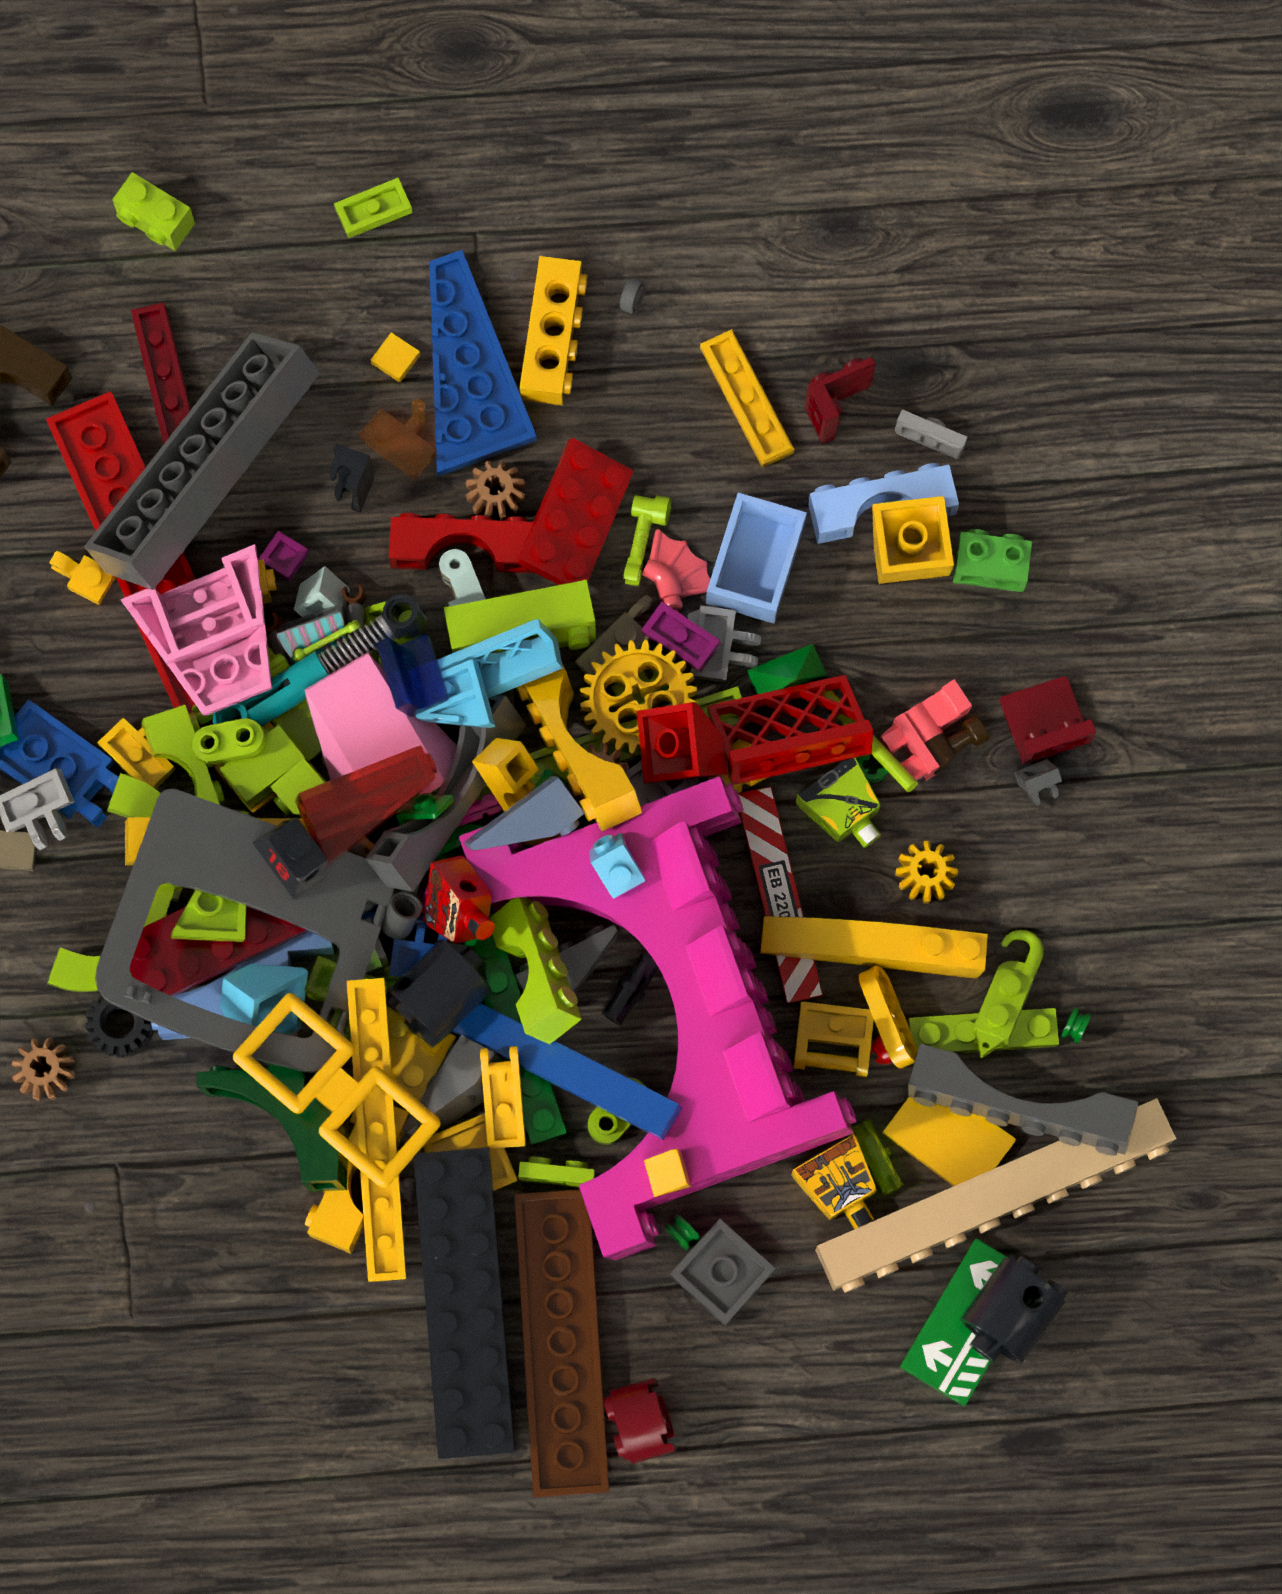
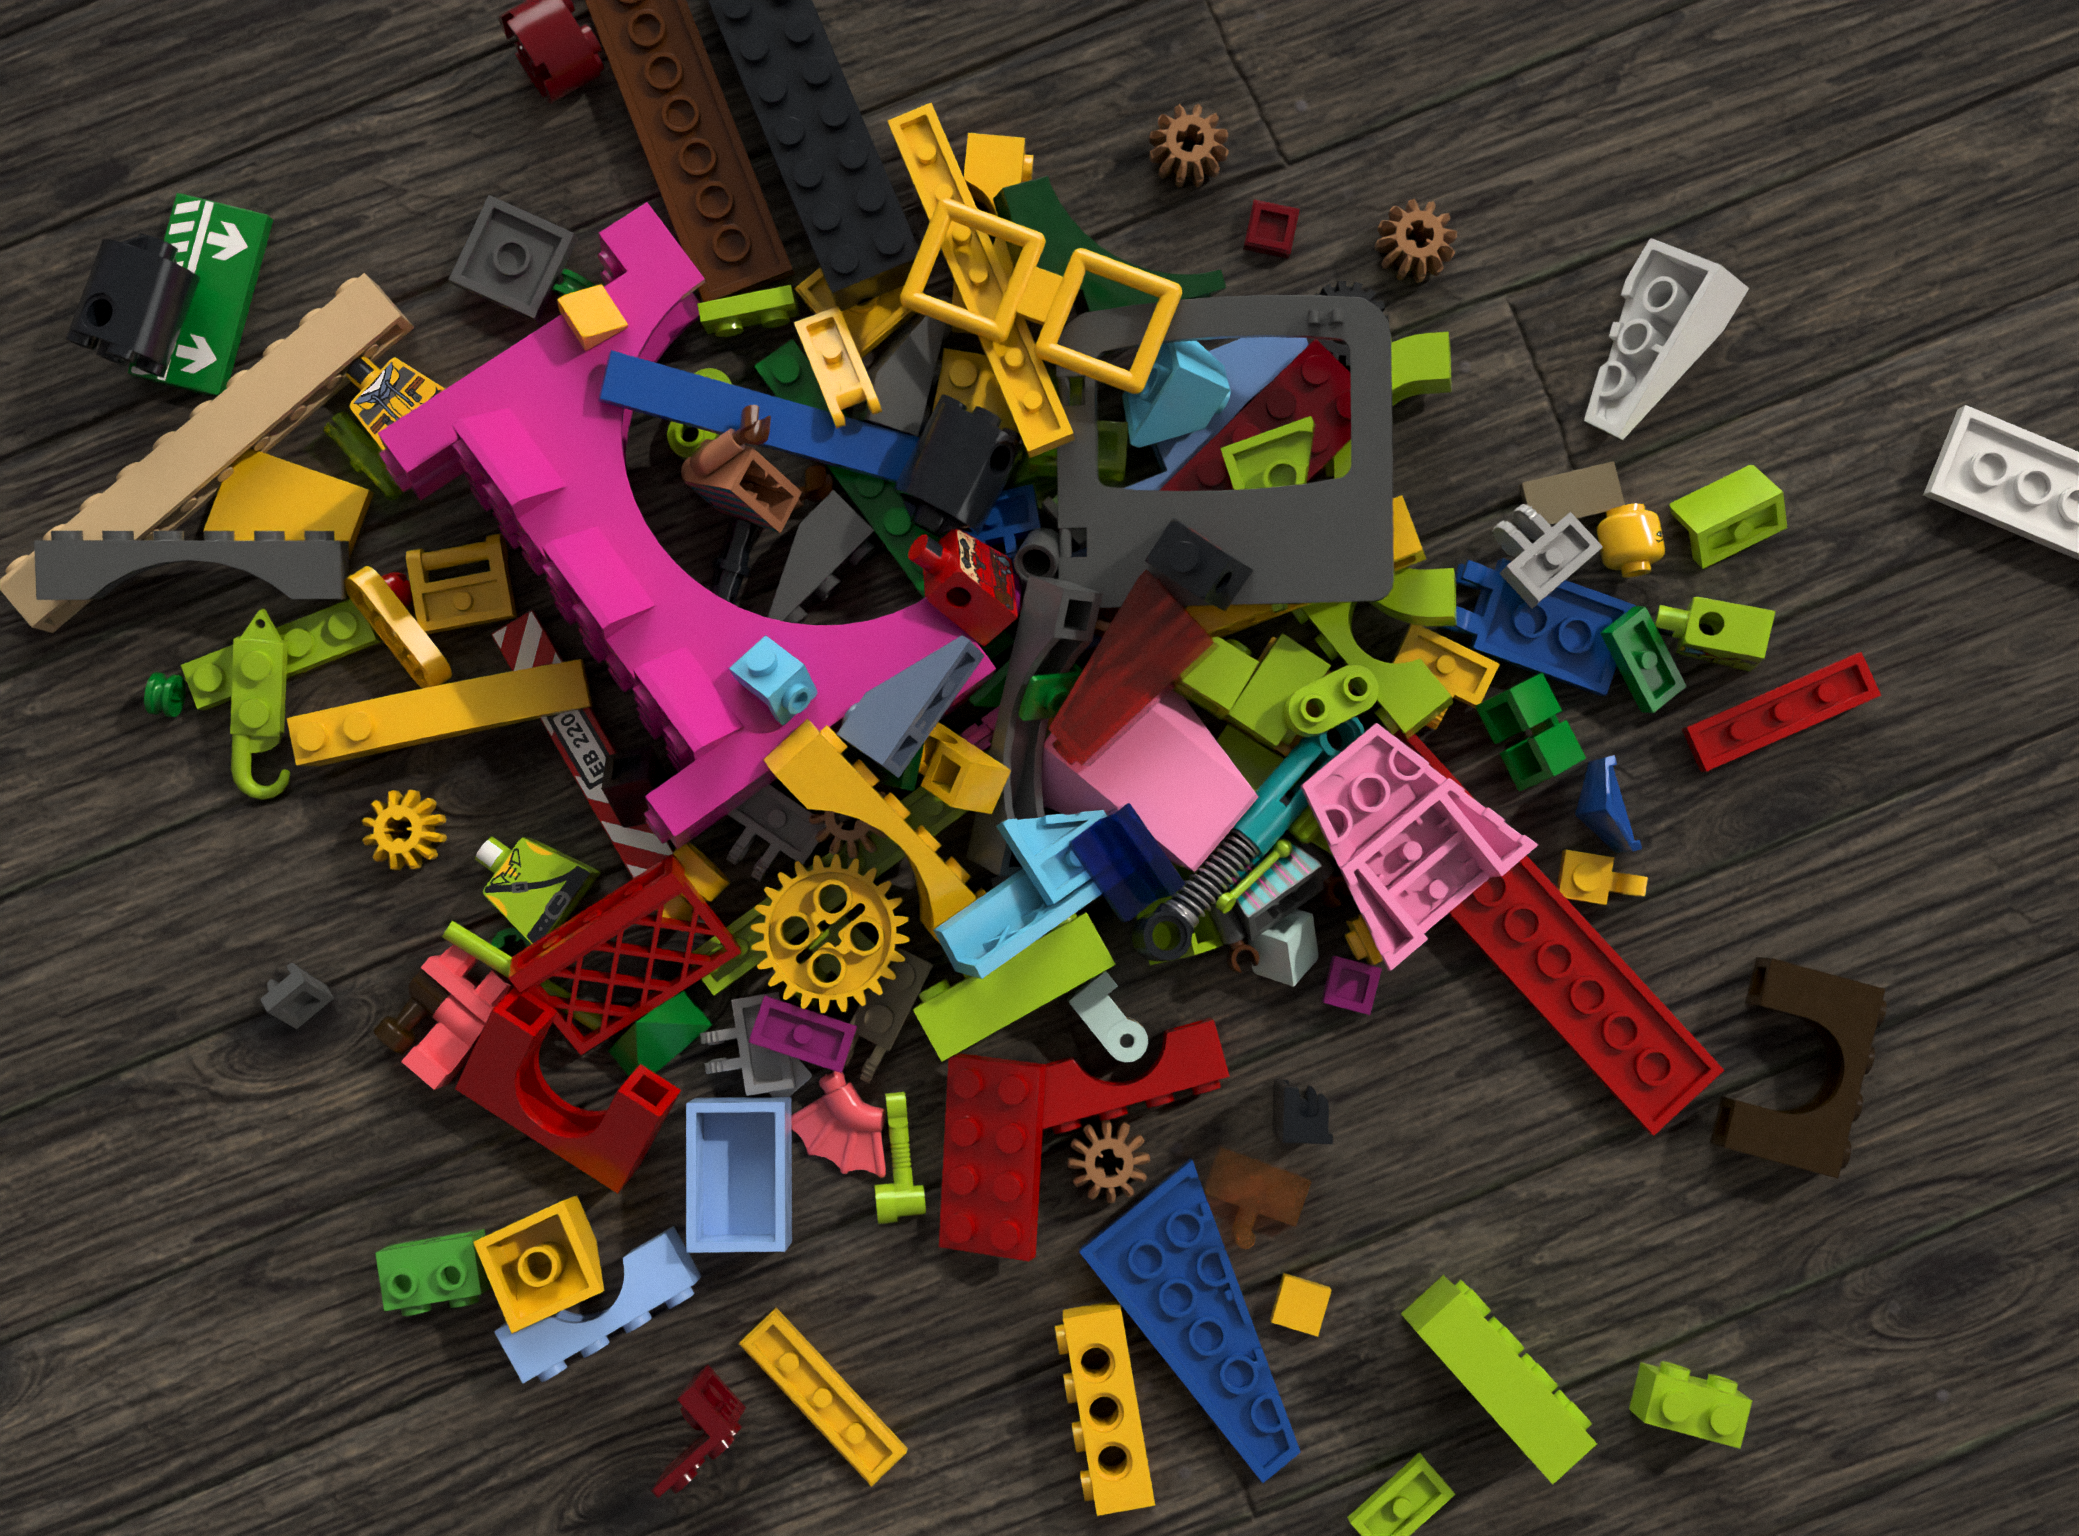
camera: 165 degrees right, 10 degrees up
(61, 622) = (1603, 808): none -> blue slope
(86, 674) = (1551, 746): none -> green piece
(146, 1117) = (1271, 229): none -> dark red tile
(162, 366) = (1568, 1147): dark red tile -> none
(184, 1182) = (1172, 137): none -> medium nougat gear
(202, 460) = (1499, 1072): dark grey brick -> none
(276, 267) = (1507, 1386): none -> lime brick
(548, 1002) = (814, 492): lime arch -> none
(602, 1043) = (744, 483): none -> nougat torso
(632, 295) = (1016, 1491): dark grey tile -> none
(679, 744) = (751, 876): red slope -> none
(747, 848) = (628, 780): none -> black panel
(848, 610) = (508, 1082): none -> red arch
(930, 433) = (564, 1422): light grey plate -> none
(1046, 720) = (307, 1076): dark red bracket -> none

